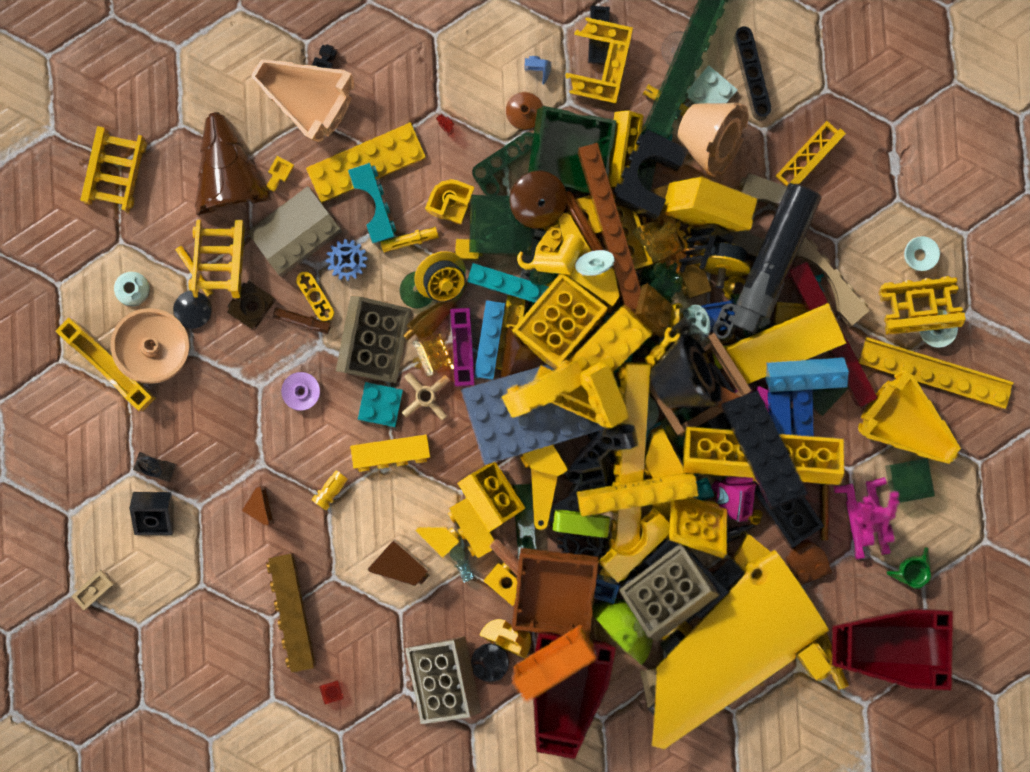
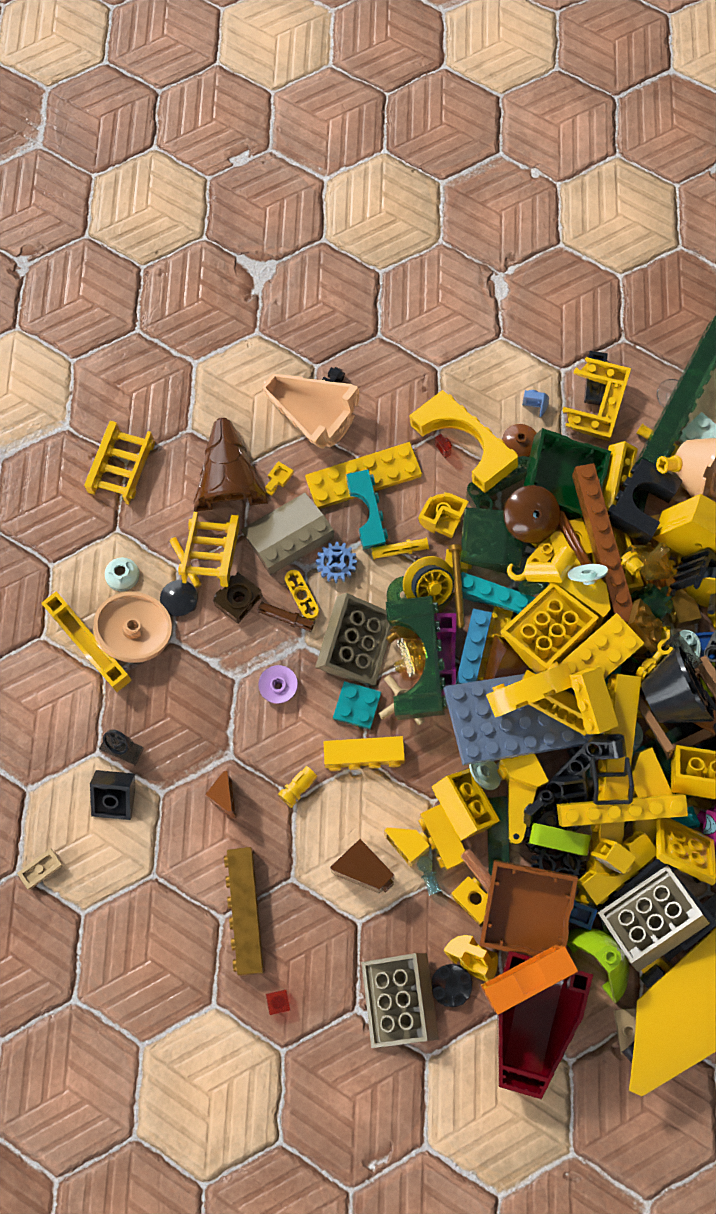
camera: 10 degrees right, 15 degrees down
(435, 317) = (426, 696): none -> clear green arch
(442, 89) = (445, 412): none -> yellow arch
(469, 277) = (455, 549): none -> pearl gold bar
(510, 468) = (486, 774): none -> light aqua dish
(556, 499) = (535, 811): none -> black plate
(608, 462) = (627, 771): none -> black piece
(631, 537) = (613, 856): none -> yellow brick
(638, 246) = (632, 562): none -> yellow hose
(670, 136) = (666, 464): none -> yellow bush

